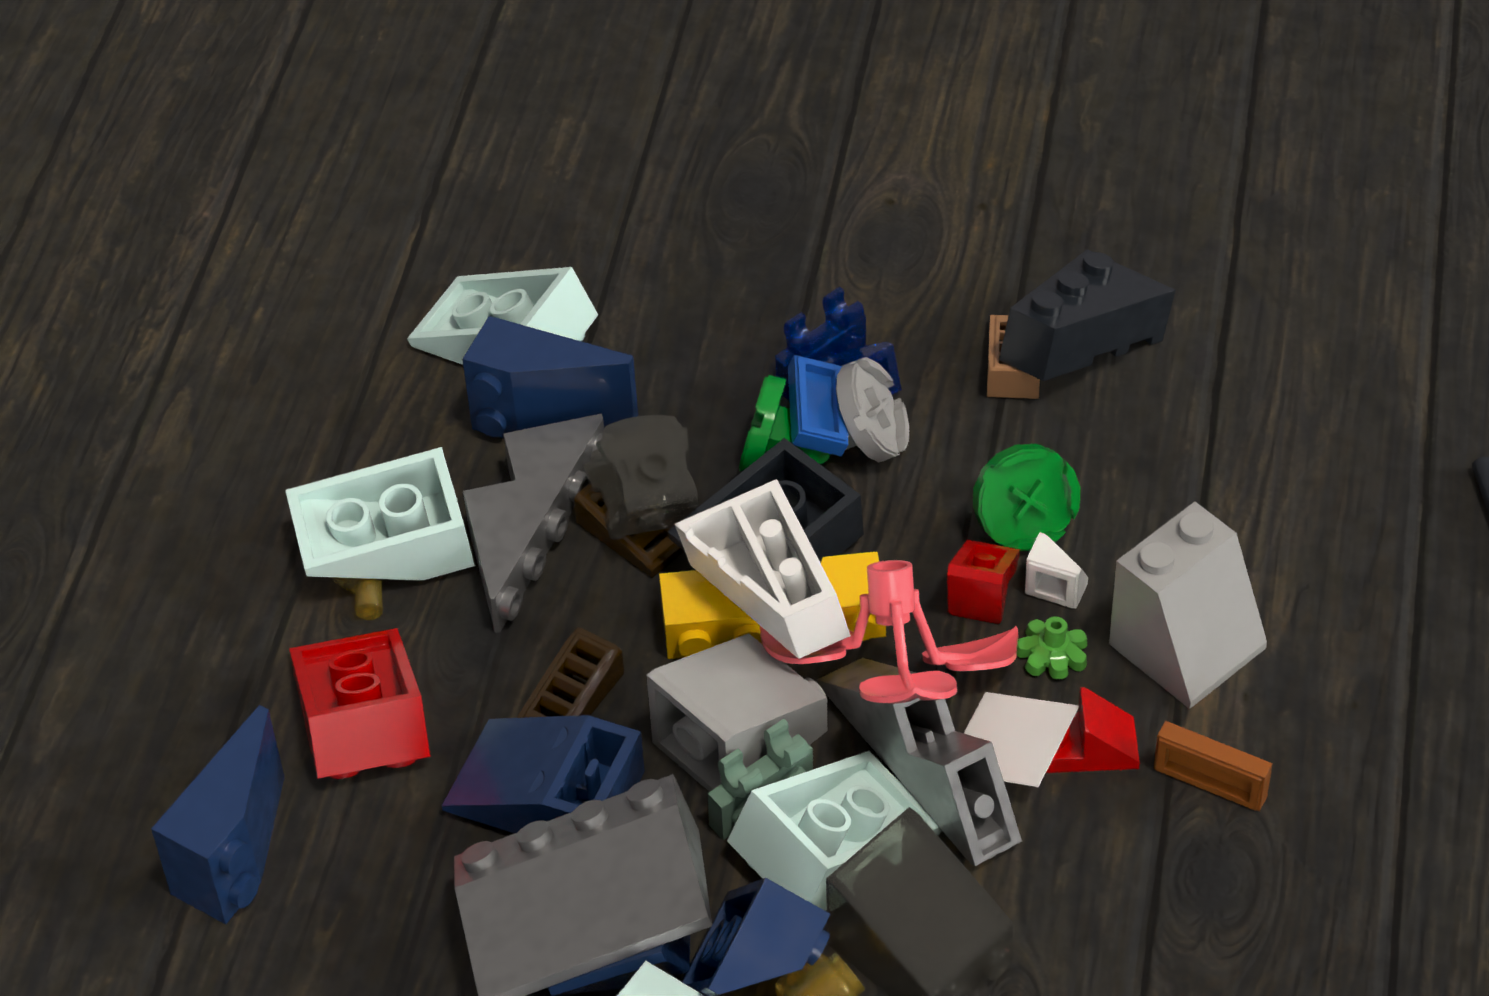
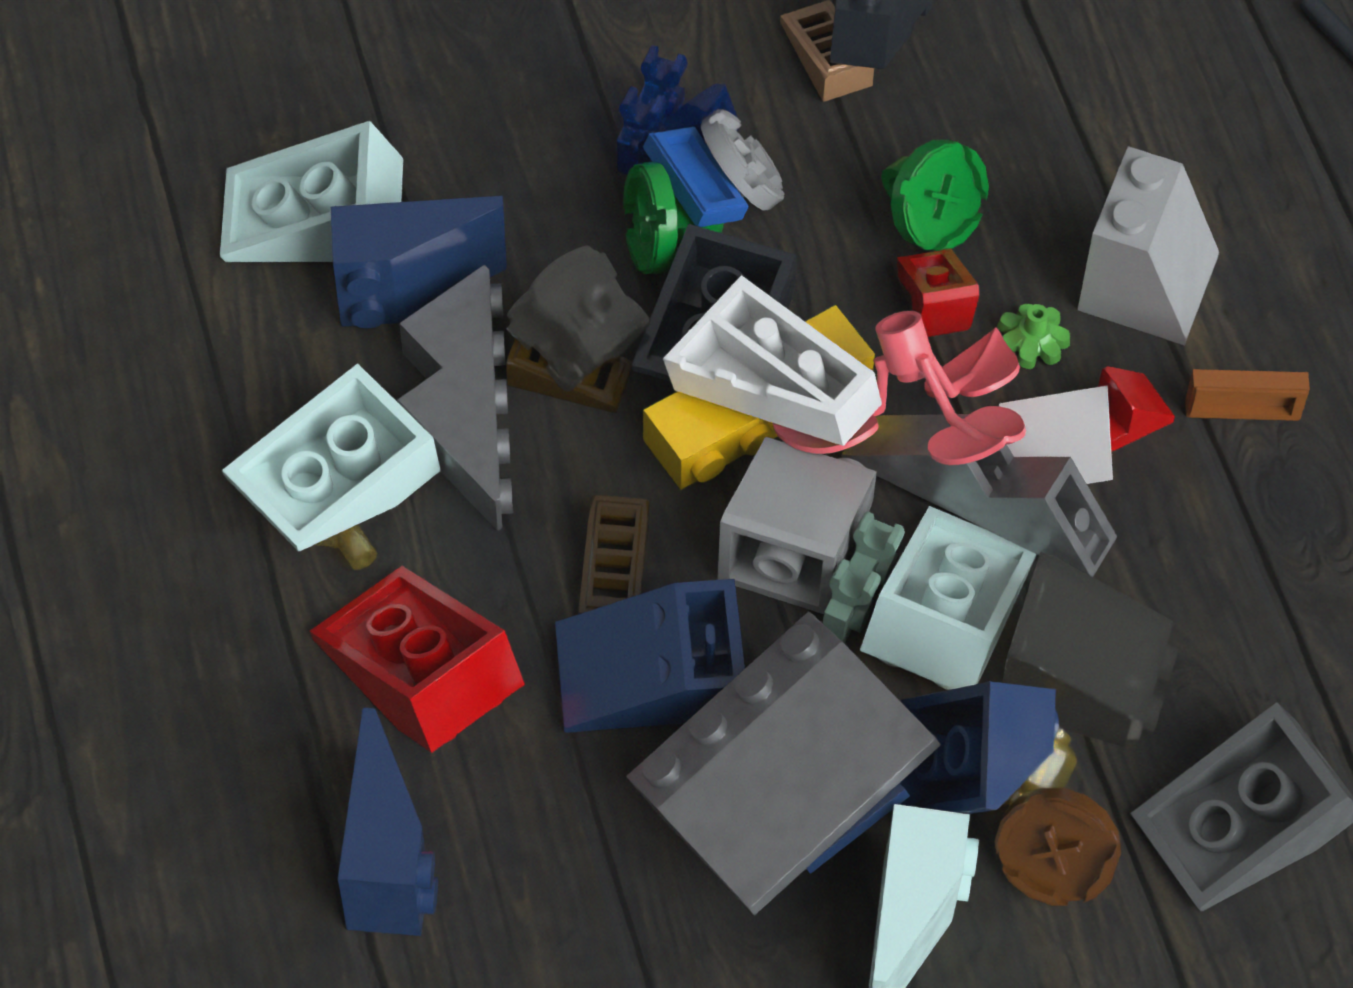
camera: 30 degrees left, 10 degrees up
(1053, 574) = (998, 261): white slope -> none

